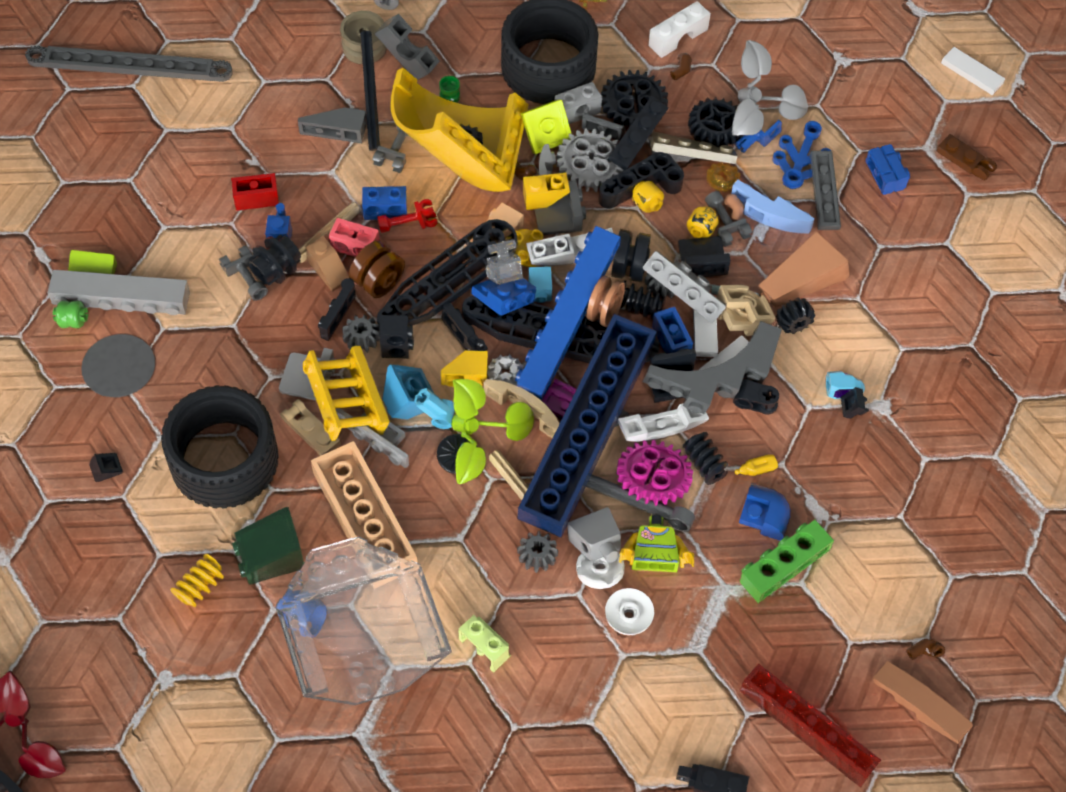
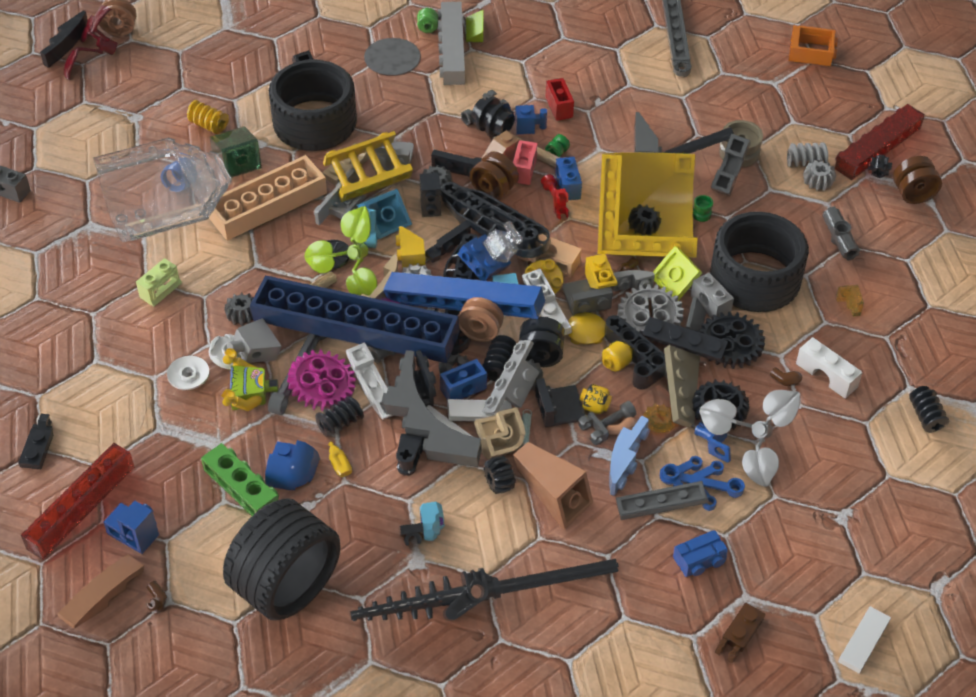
camera: 85 degrees right, 10 degrees down
(326, 205) = (558, 145): none -> green wheel
(603, 216) = (586, 328): none -> yellow dish
(846, 665) = (133, 525): none -> blue brick
(920, 503) = (281, 559): none -> black tyre
(931, 354) = (460, 599): none -> black piece

